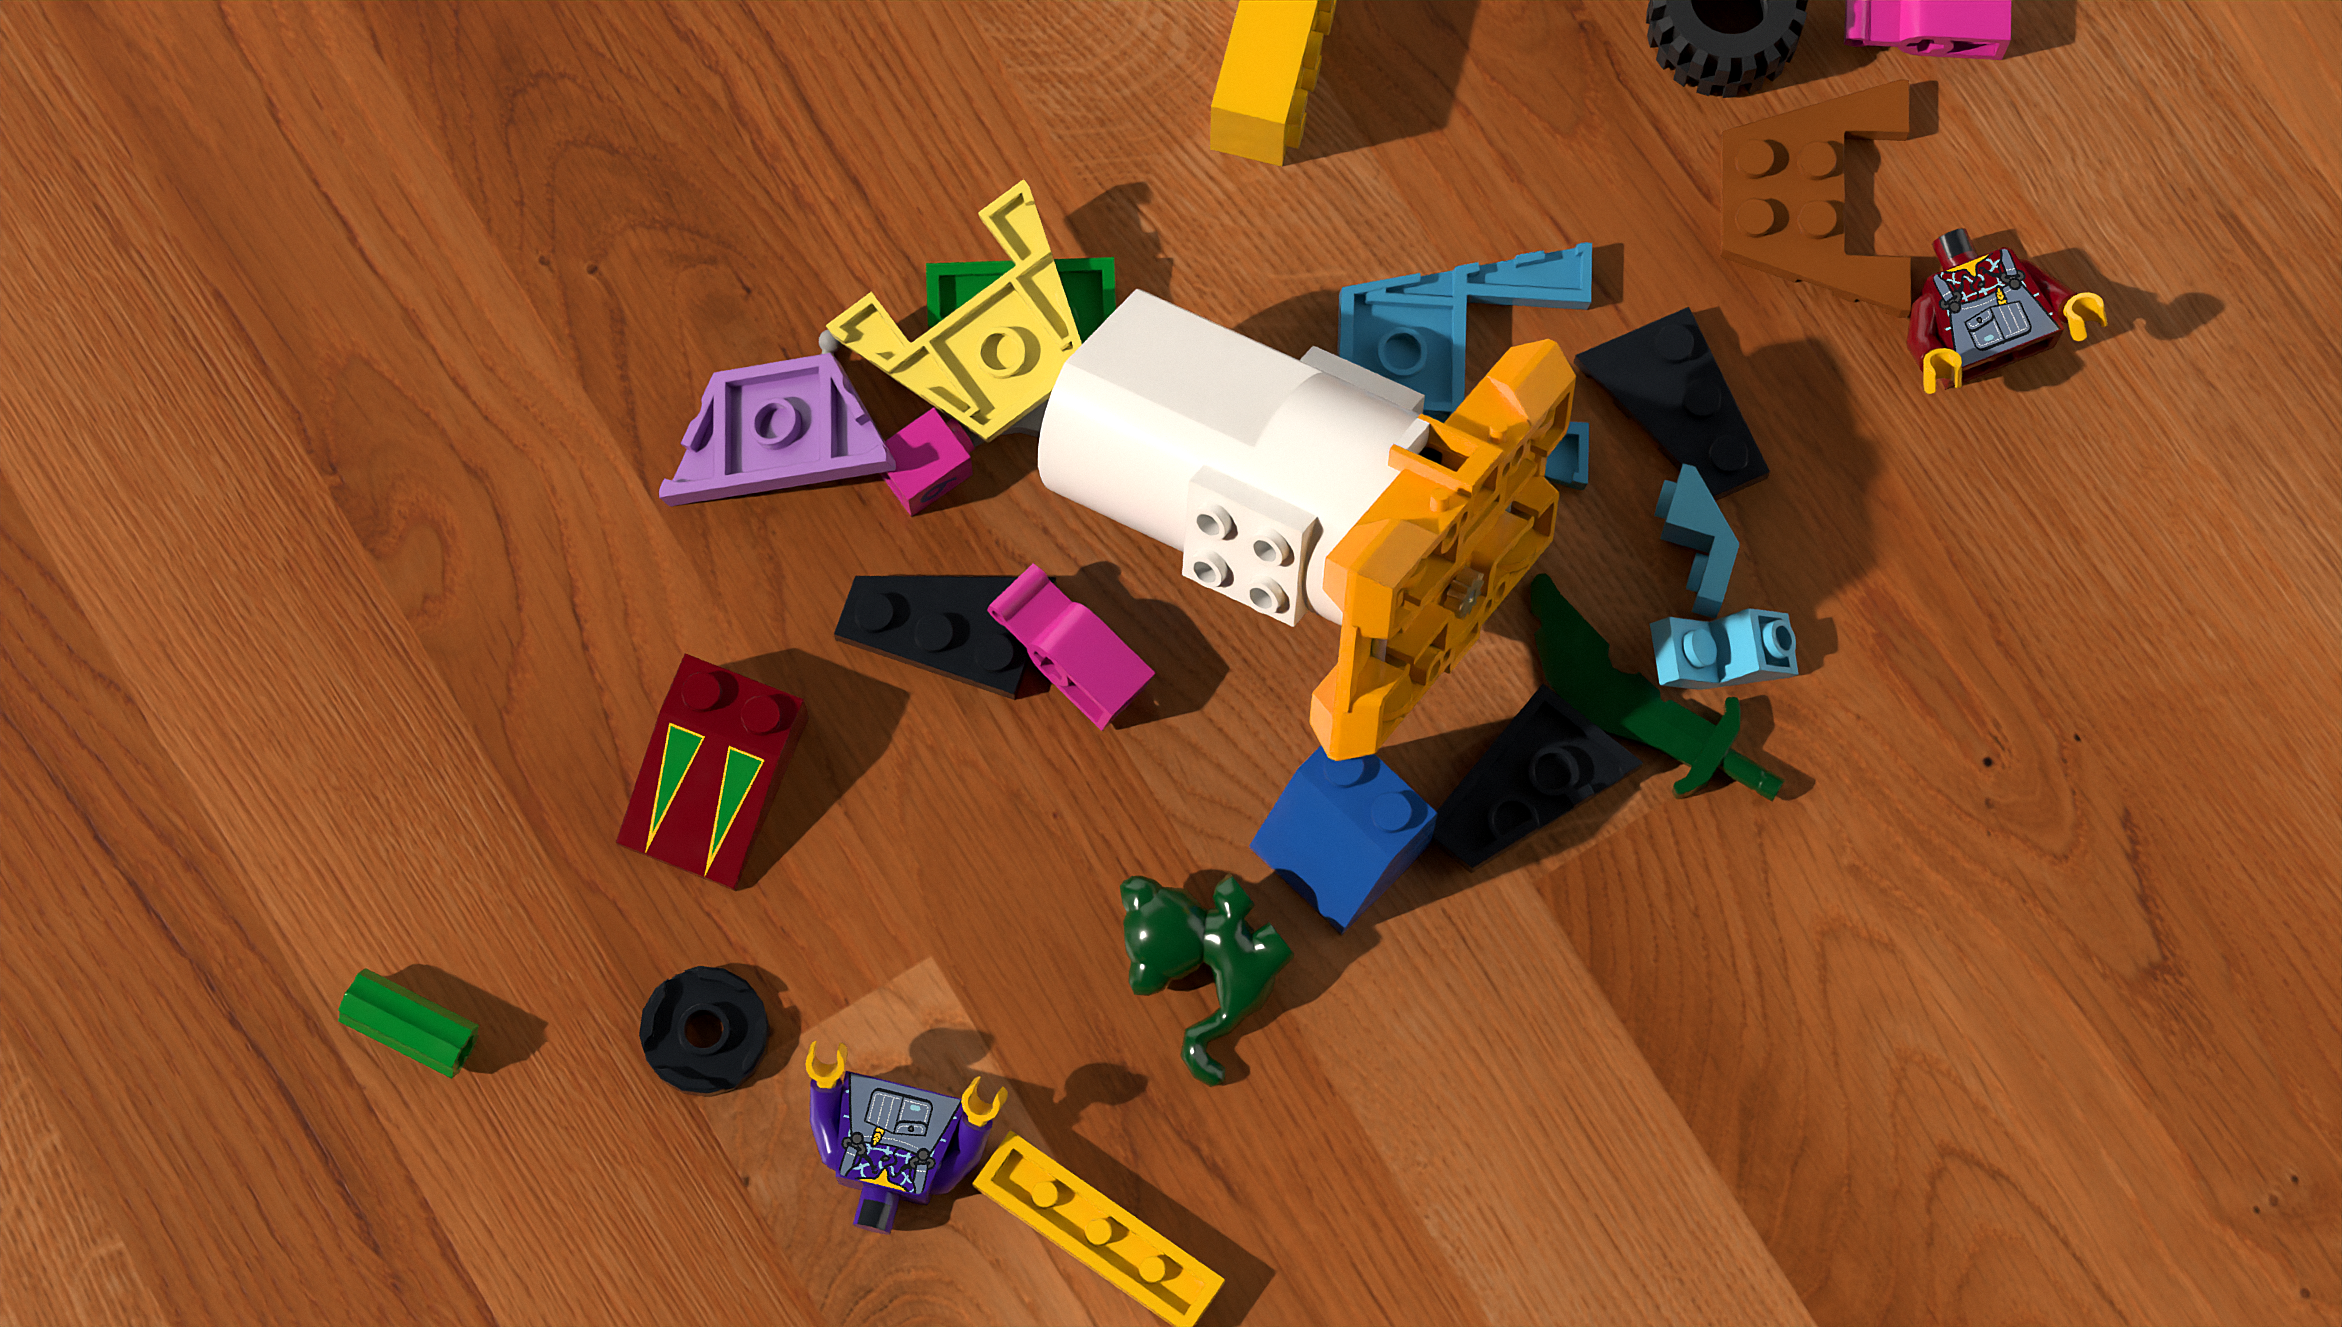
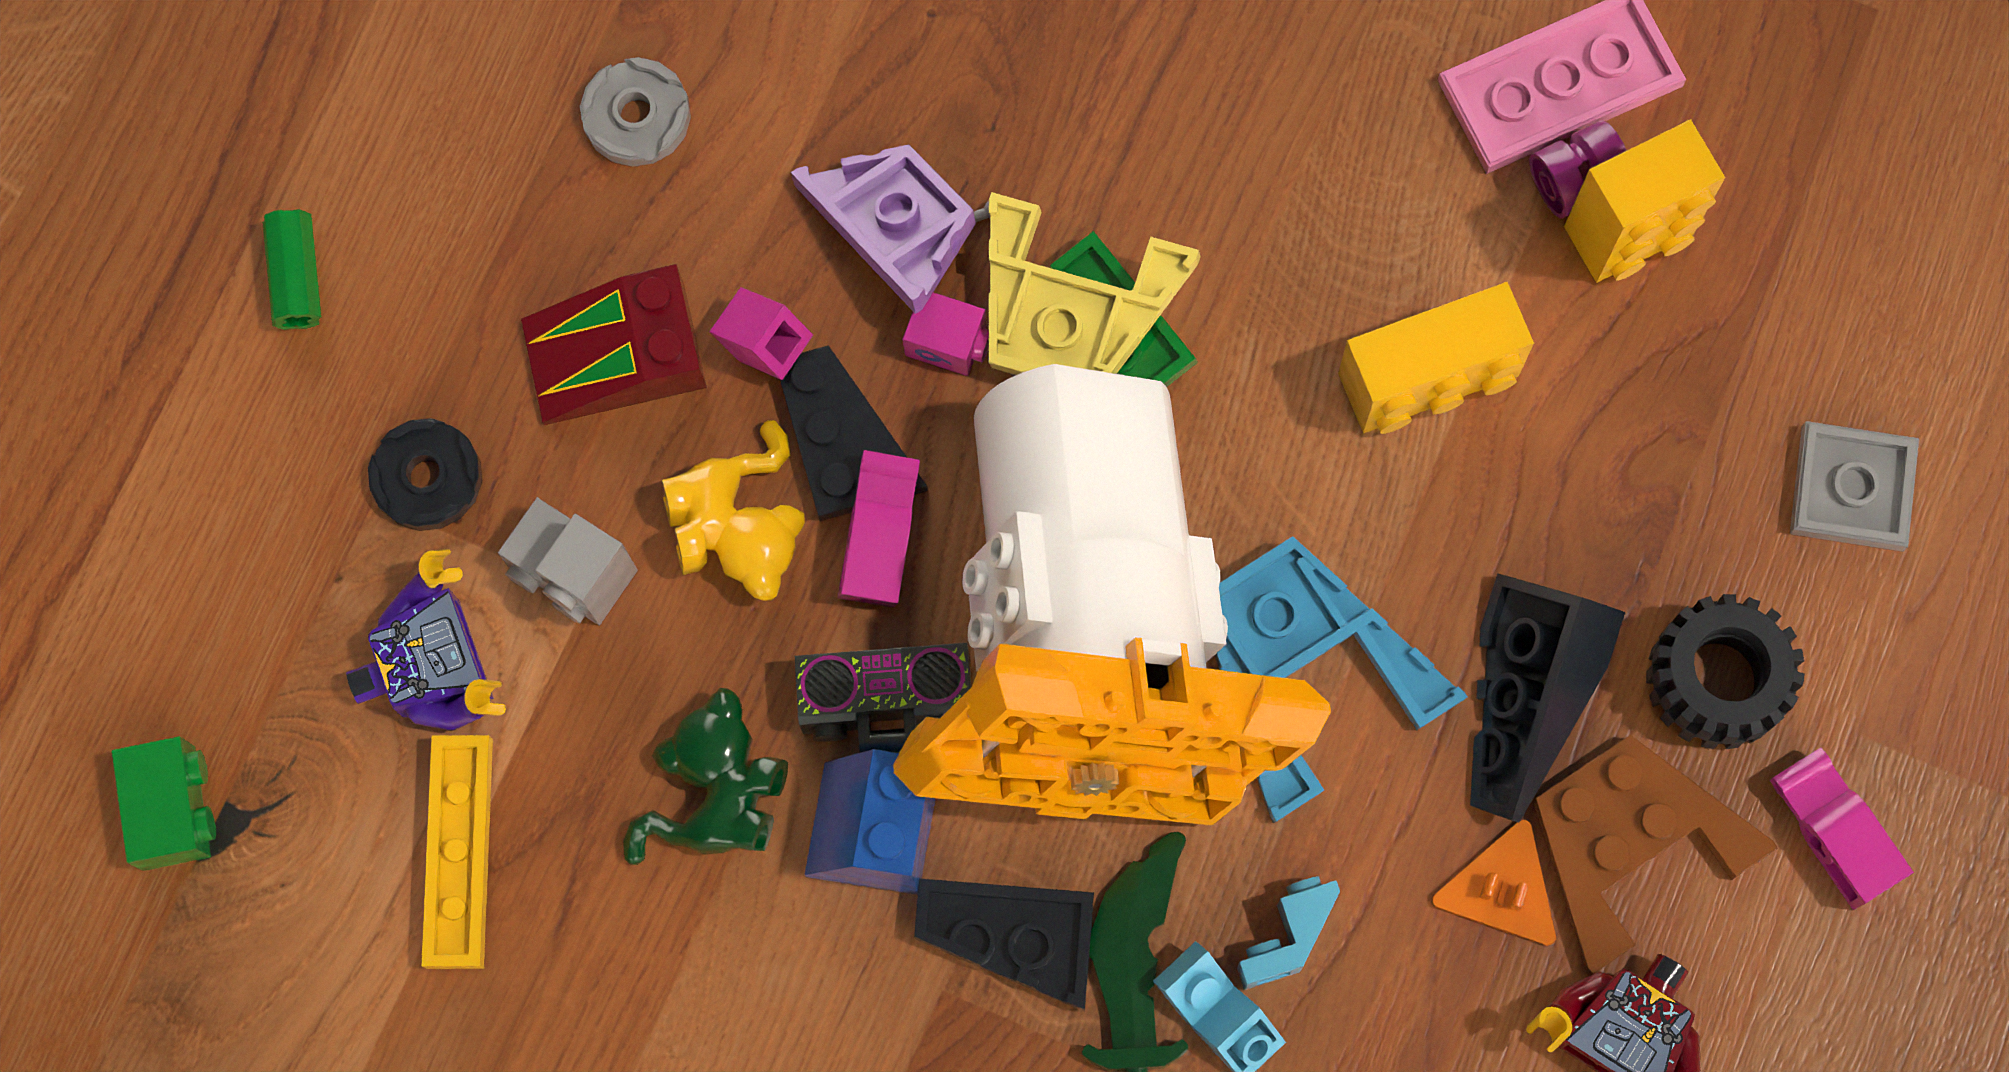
camera: 60 degrees right, 0 degrees up
(493, 637) = (640, 141): none -> light grey tile
(803, 625) = (761, 333): none -> dark pink brick
(895, 947) = (570, 560): none -> light grey brick
(997, 770) = (750, 542): none -> yellow animal
(1206, 763) = (867, 686): none -> pearl dark grey piece
(1618, 172) = (1539, 676): none -> black wedge
(1680, 399) = (1393, 847): black wing -> none
(1780, 334) = (1503, 889): none -> orange piece

